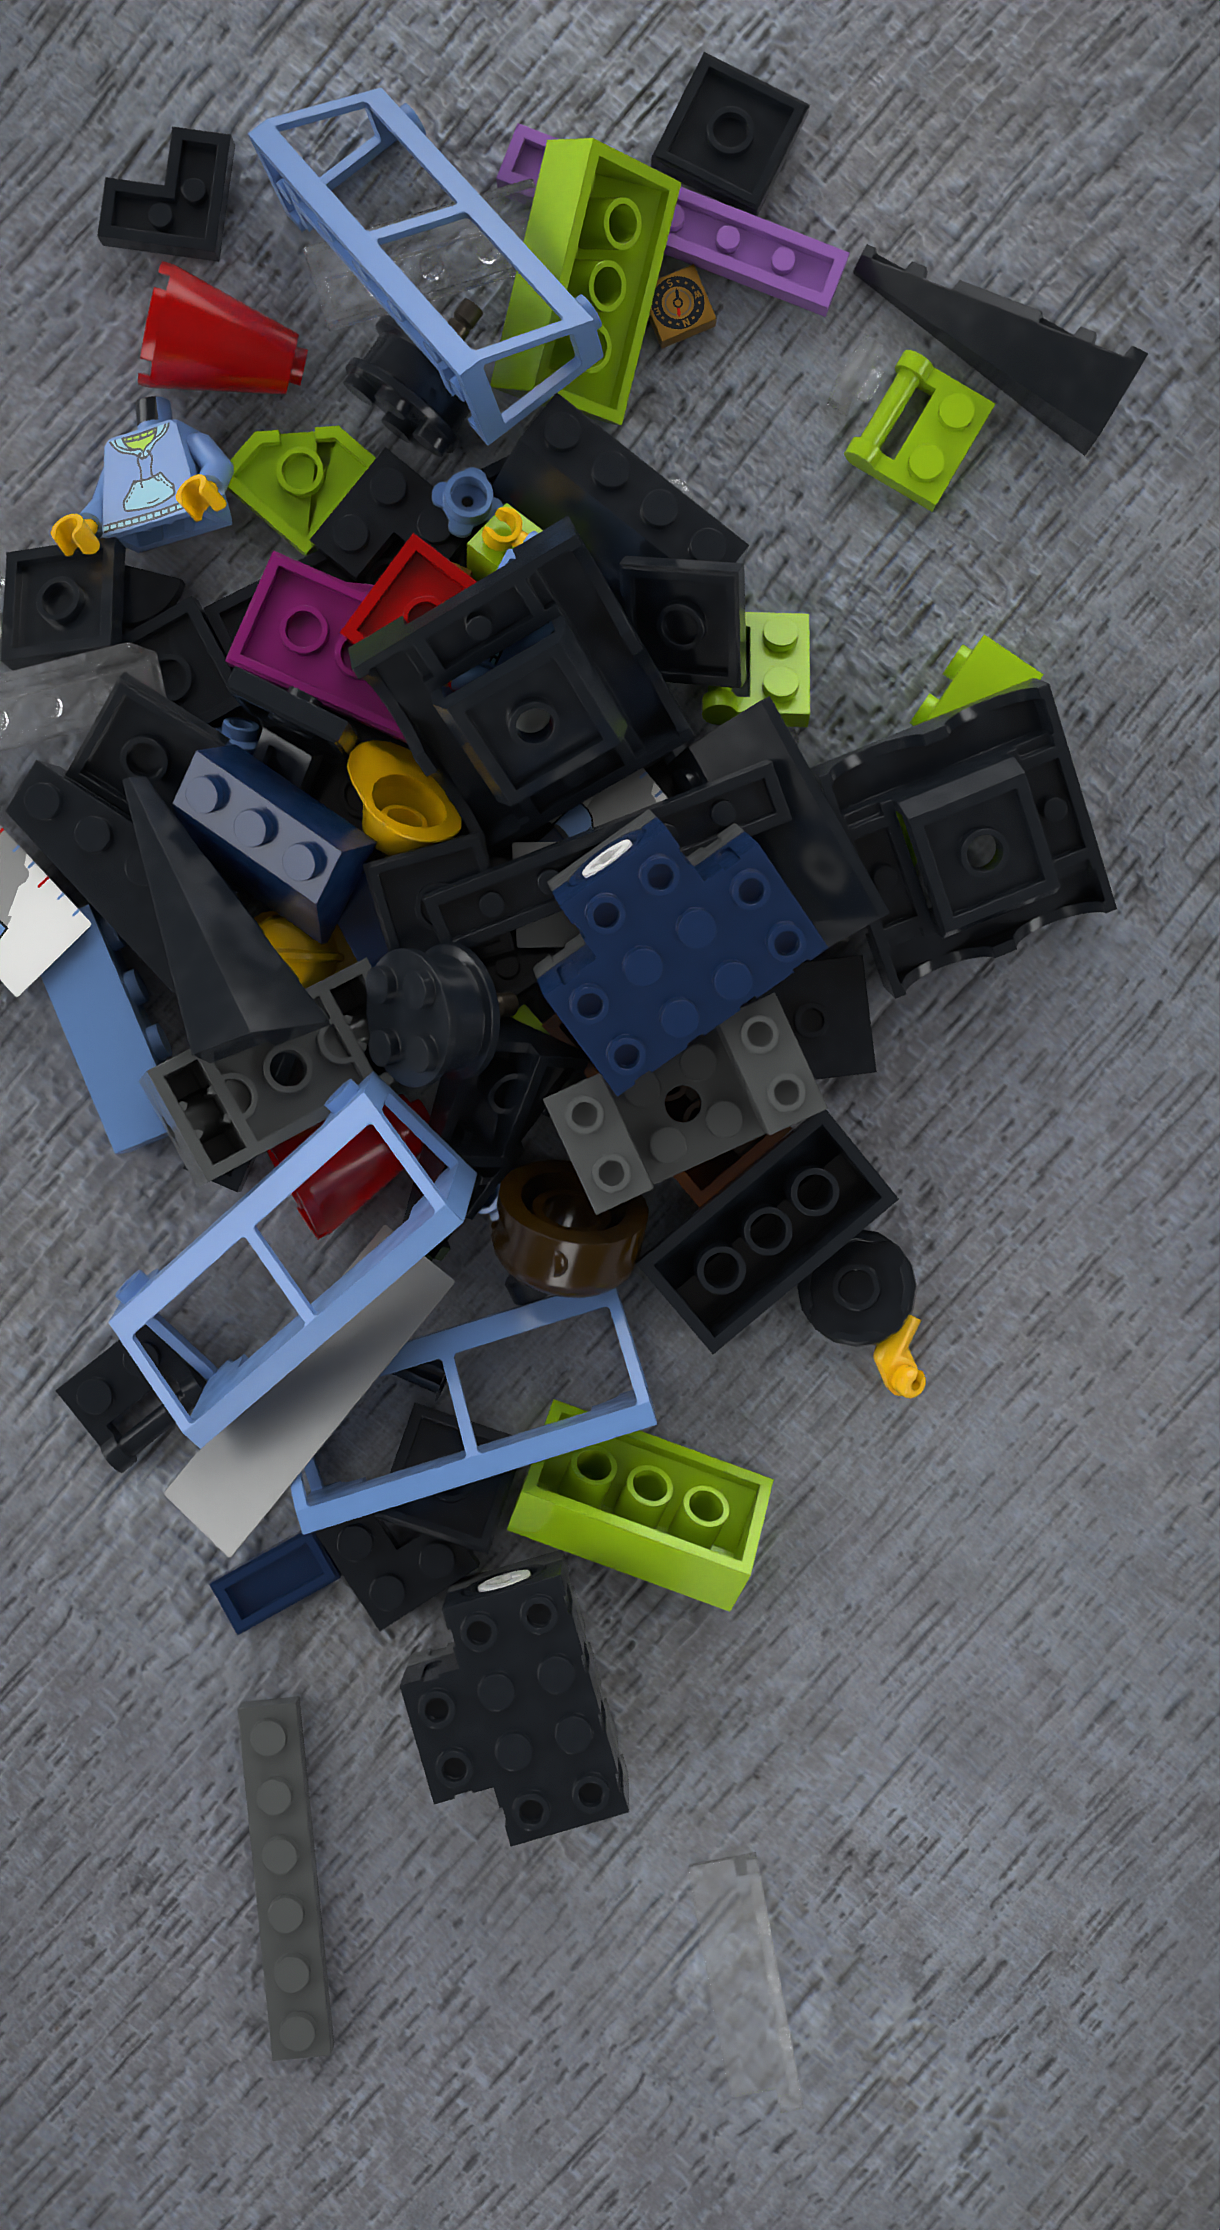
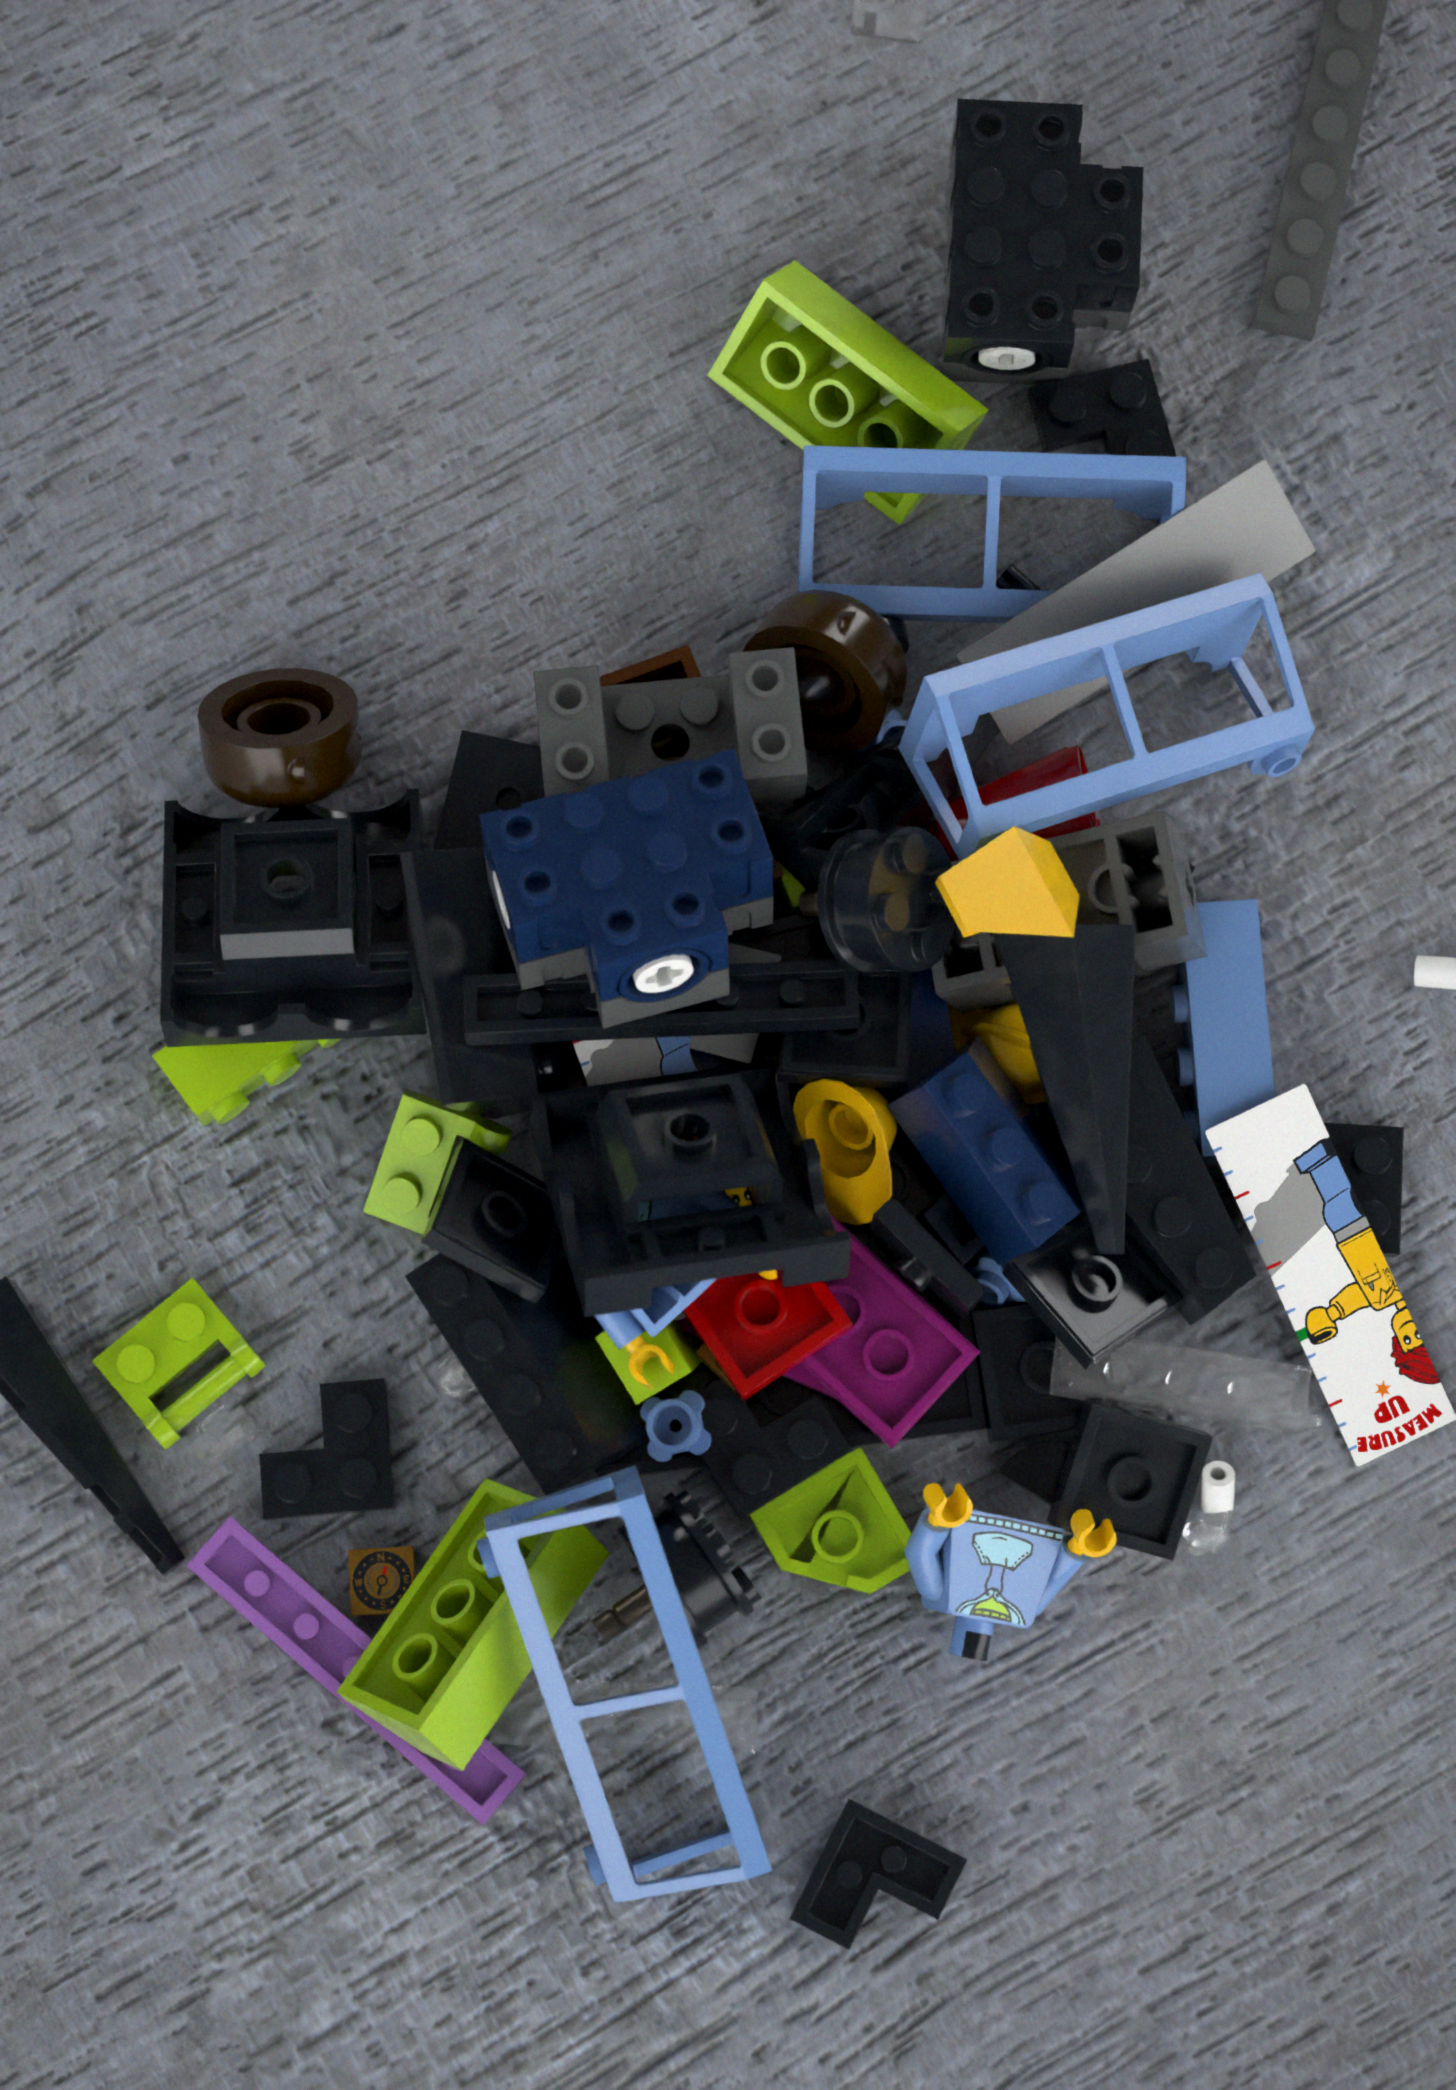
camera: 160 degrees left, 10 degrees down
(115, 1384) = (1334, 685): black plate -> none
(215, 341) = (881, 1698): red cone -> none
(274, 1580) = (1232, 442): dark blue tile -> none
(313, 1051) = (1011, 889): none -> yellow slope
(458, 1515) = (1028, 523): black plate -> none
(729, 135) = (263, 1739): black plate -> none
(739, 395) = (352, 1468): none -> black plate
(767, 1230) = (631, 597): black slope -> none
(860, 1291) = (557, 527): black tile -> none
(897, 1363) = (544, 448): yellow arm -> none
(1036, 998) = (280, 736): none -> dark brown piece

